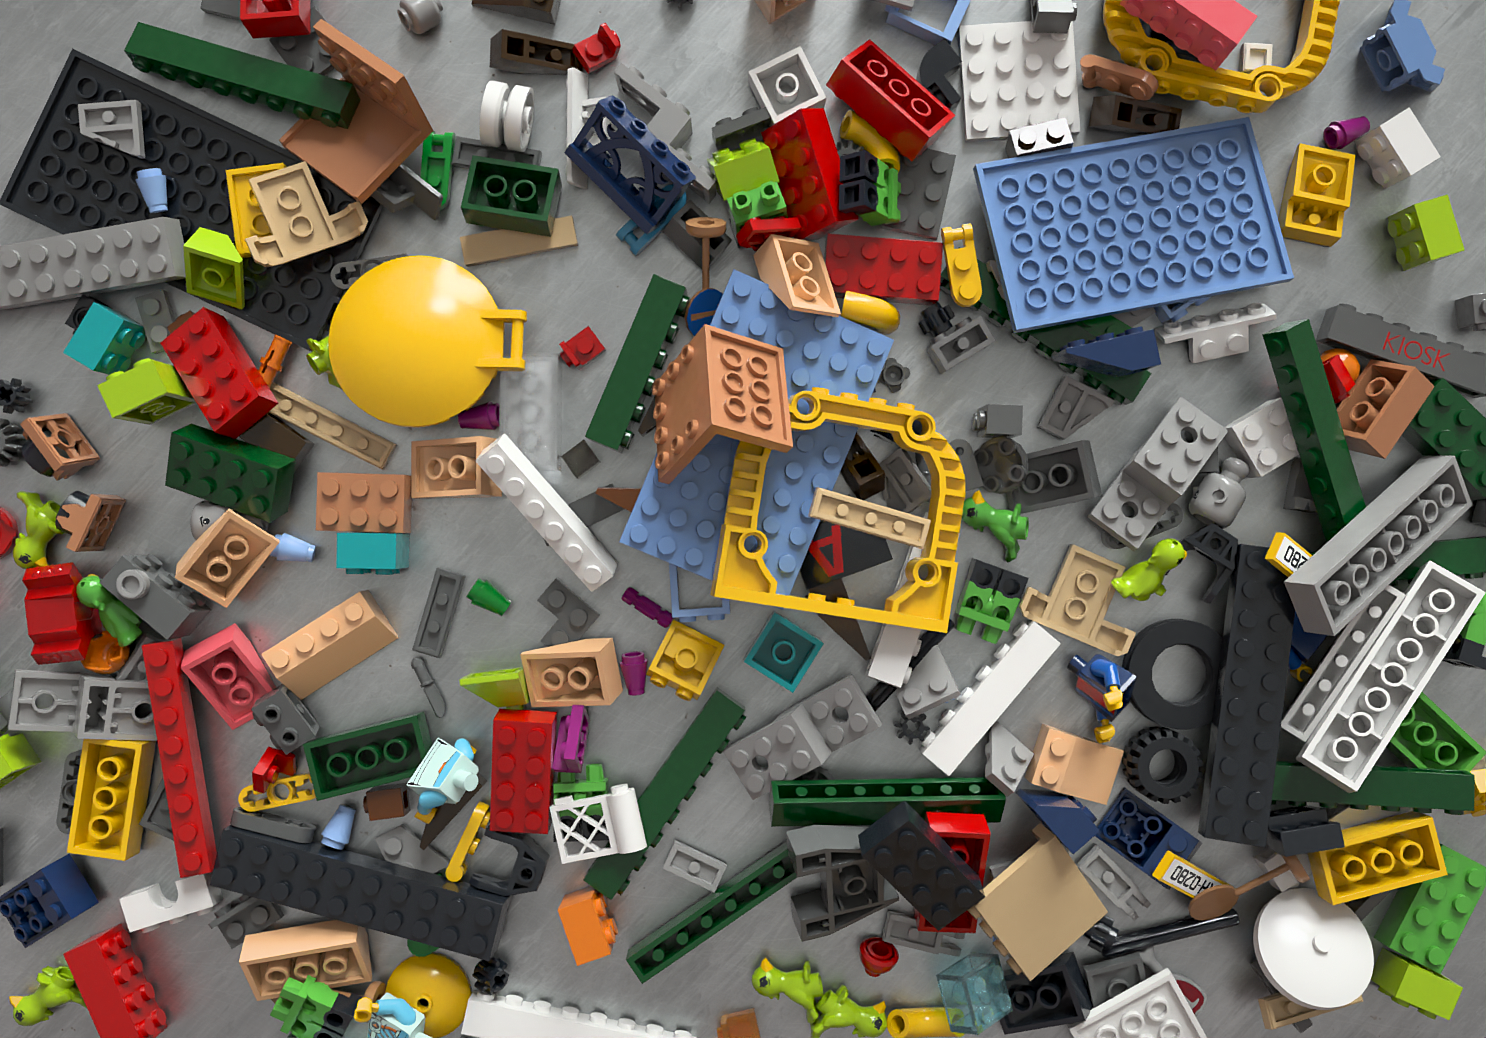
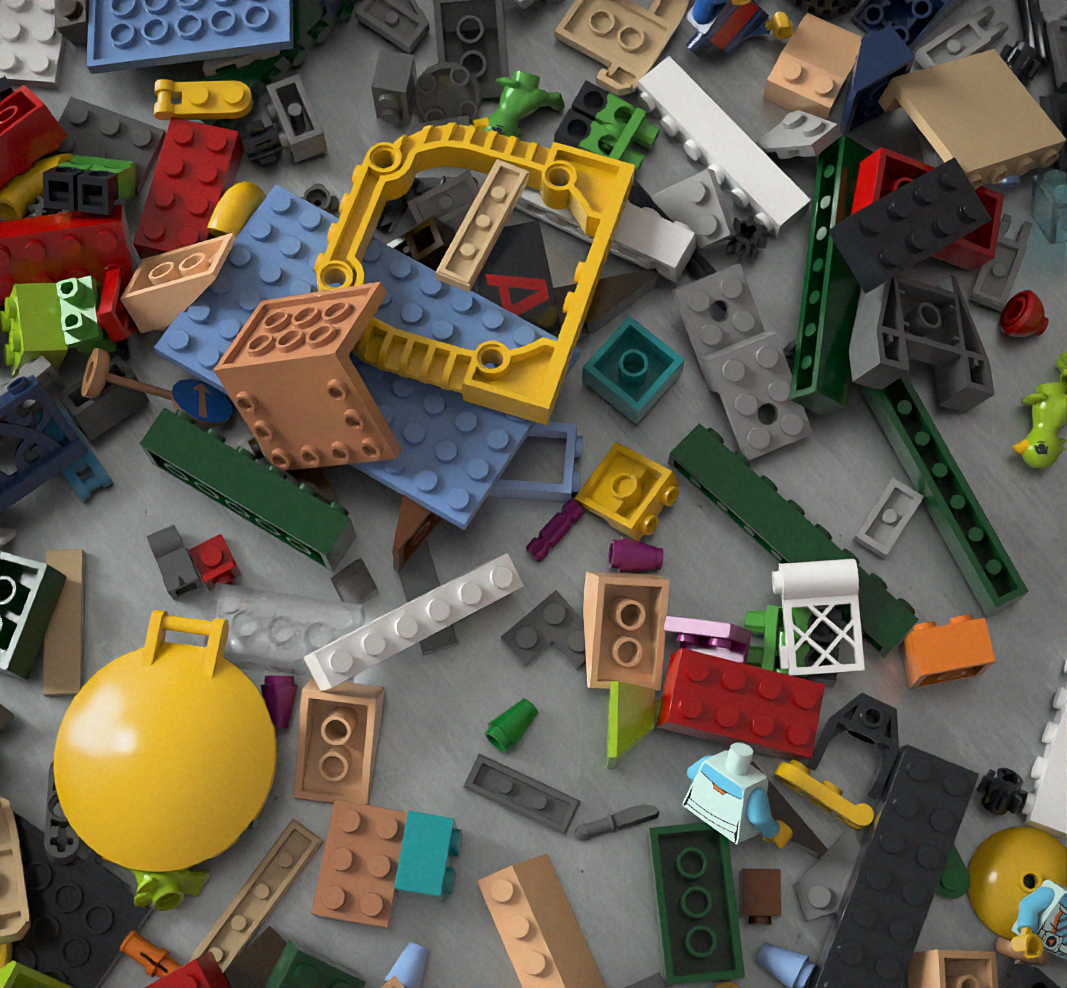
camera: 80 degrees left, 15 degrees down
(577, 316) = (174, 562): none -> dark grey leg

